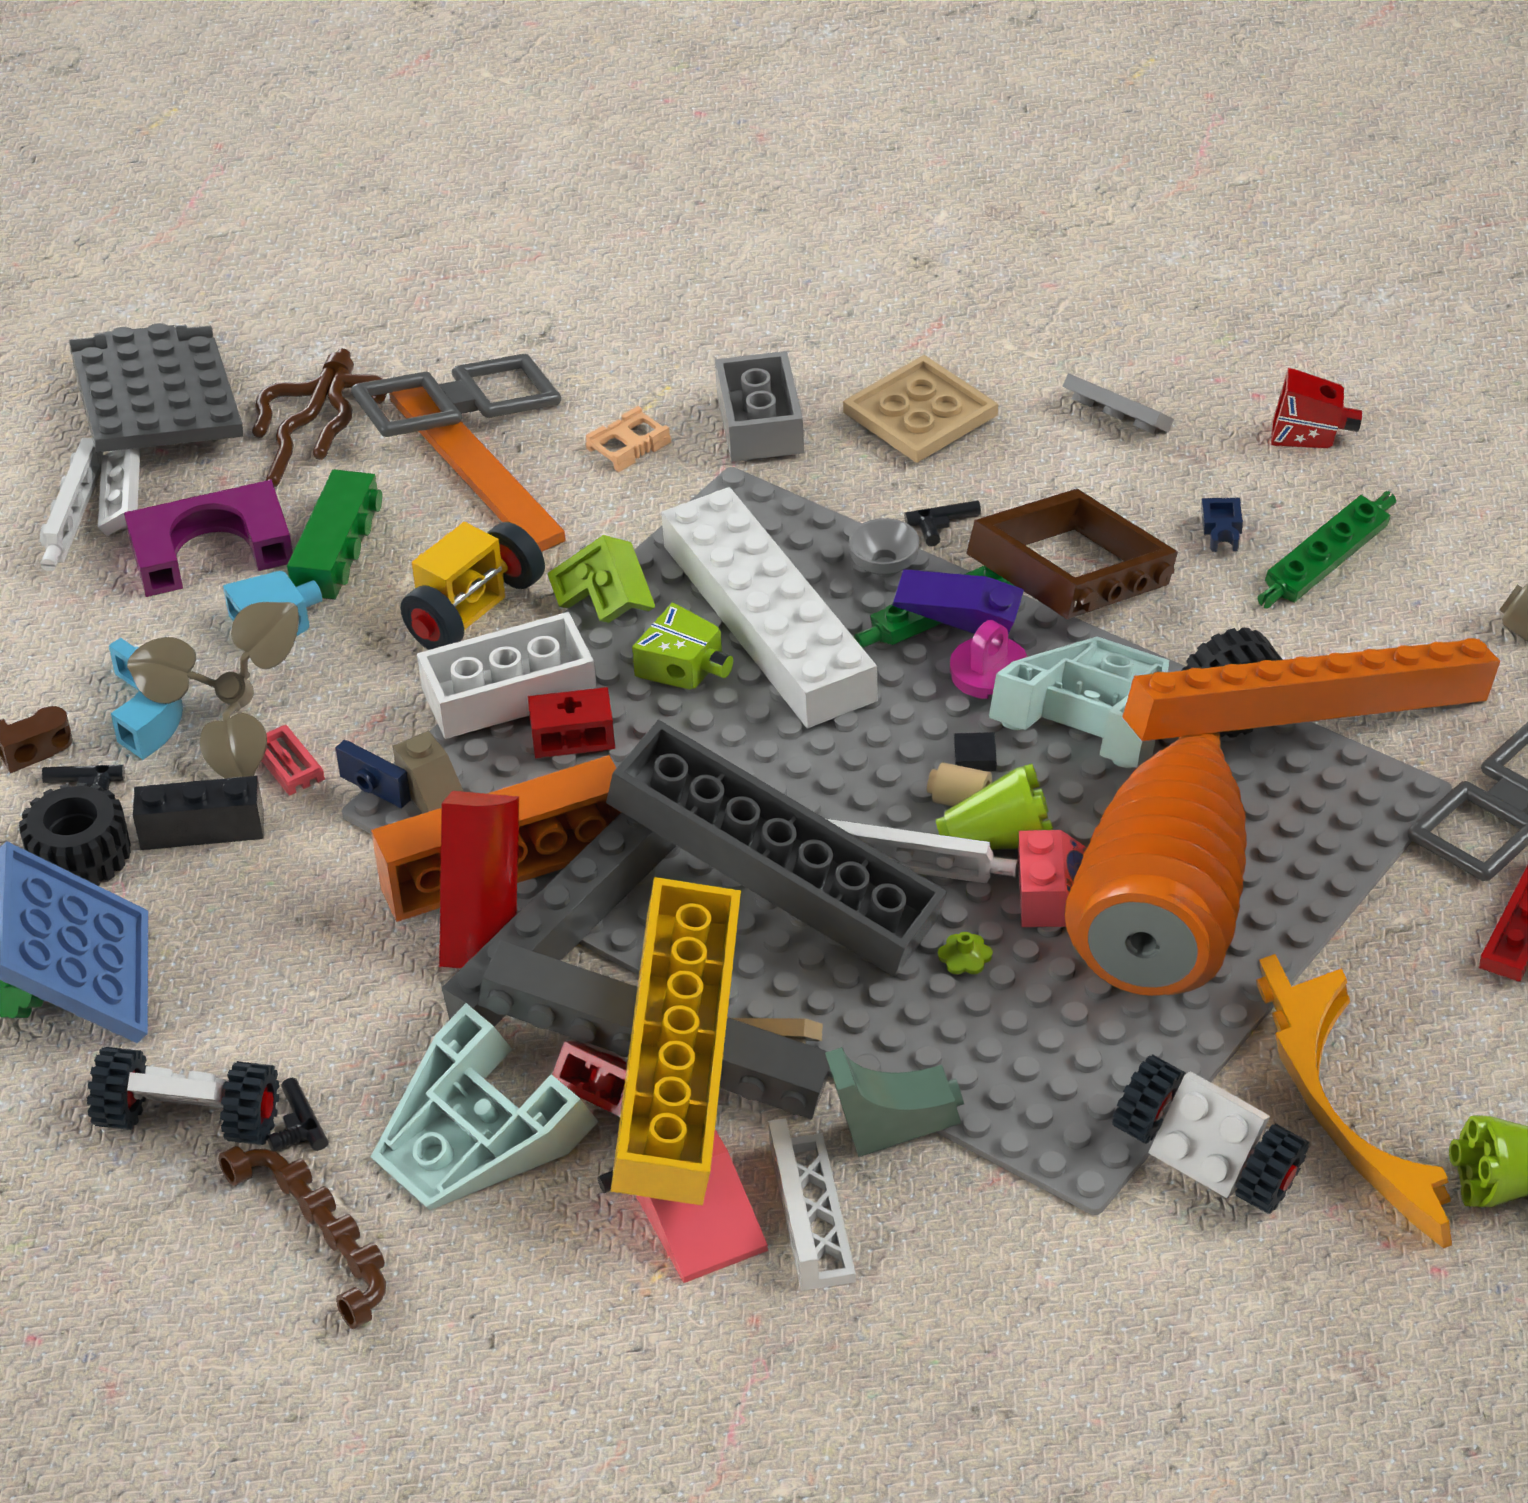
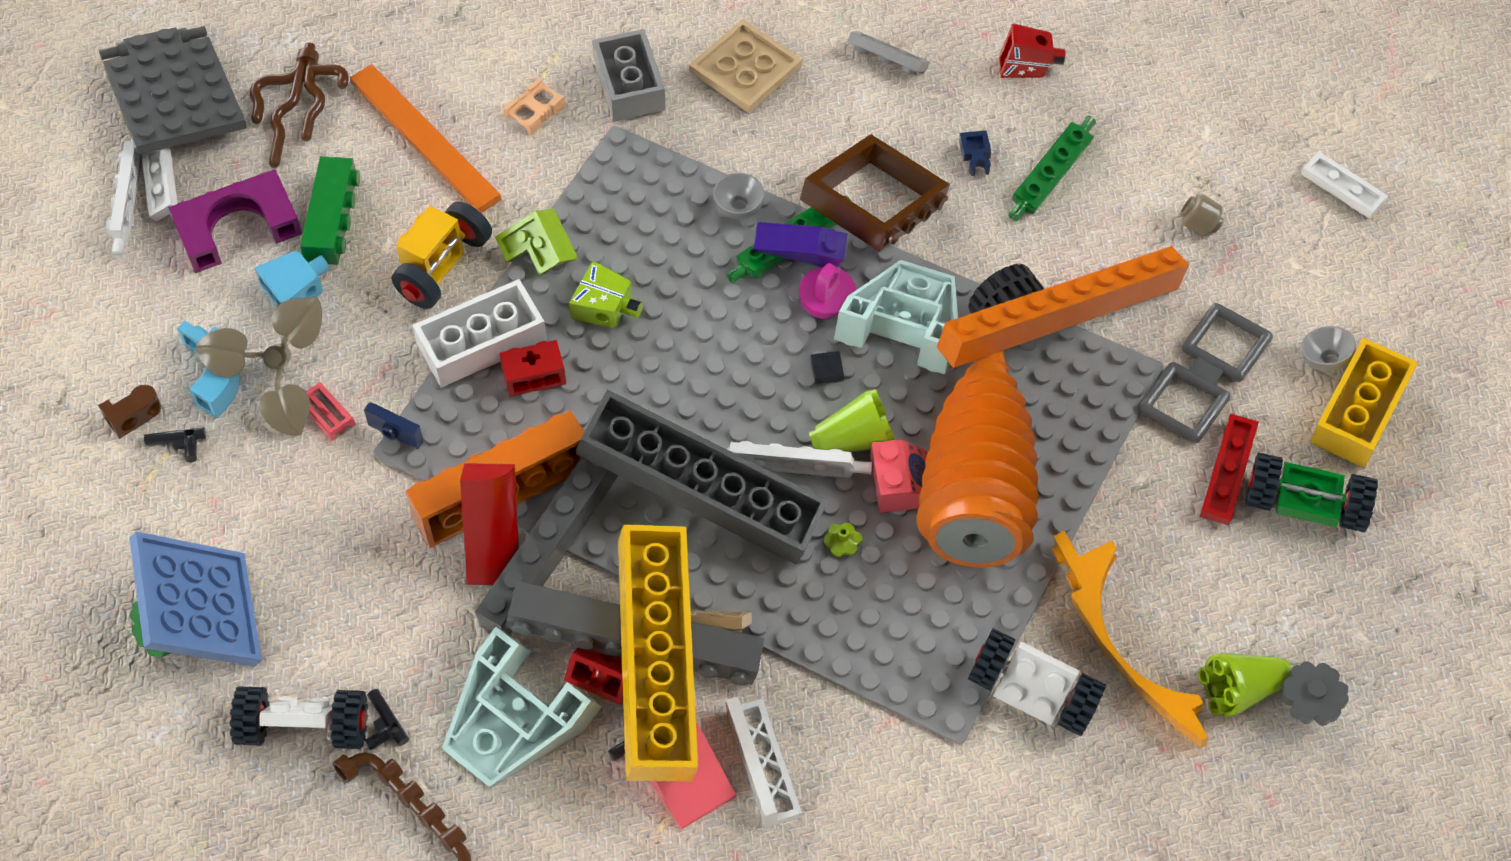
camera: 10 degrees left, 15 degrees up
(78, 831) = (171, 479): black tyre -> none
(198, 812) = (268, 467): black brick -> none
(428, 770) = (438, 427): dark tan slope -> none
(456, 396) = (401, 79): dark grey bar -> none
(770, 607) = (662, 255): white brick -> none
(893, 1106) = (814, 678): sand green arch -> none
(938, 518) = (771, 161): black hose -> none
(955, 783) = (820, 400): tan brick -> none

